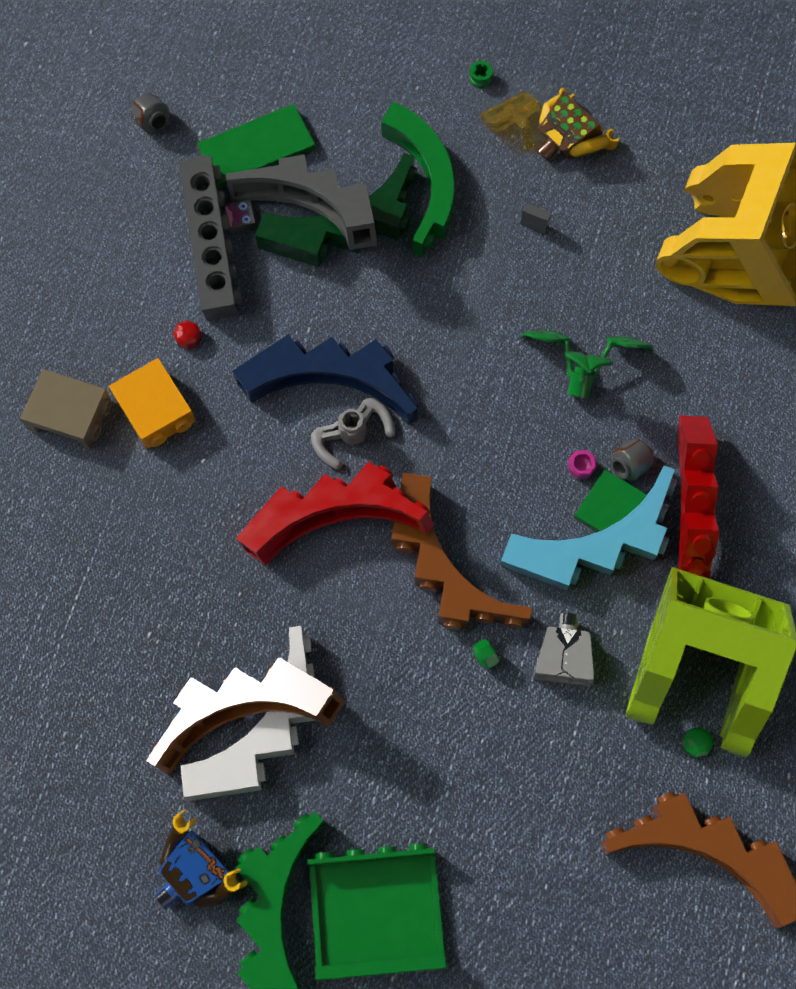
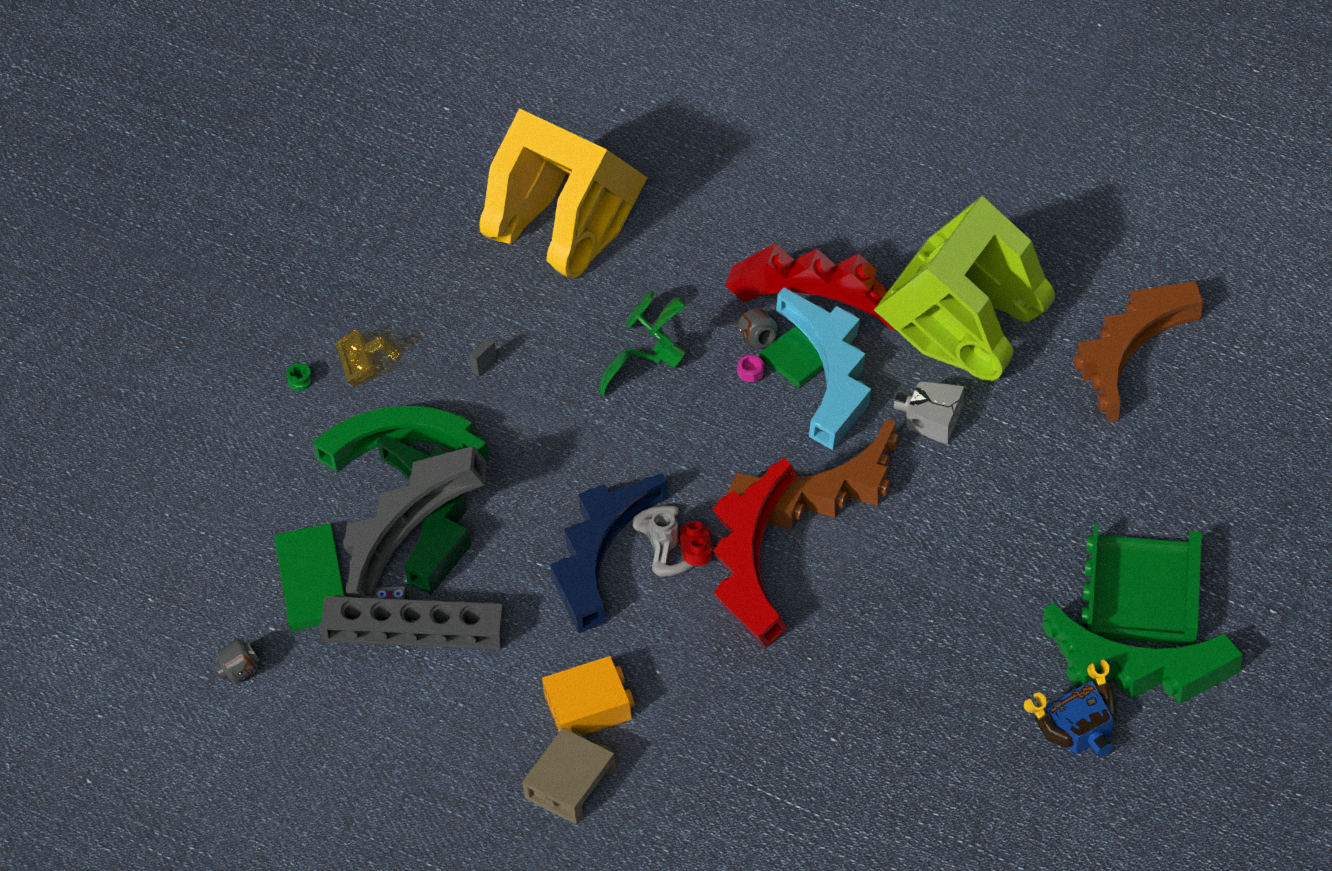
camera: 75 degrees left, 20 degrees down
(187, 335) = (514, 663): red tile -> none
(204, 710) = (925, 604): arch -> none
(238, 766) = (958, 637): white arch -> none
(349, 459) = (695, 543): none -> red plate
(485, 655) = (919, 467): green tile -> none
(571, 129) = (393, 312): torso -> none
(697, 742) = (1032, 336): green tile -> none

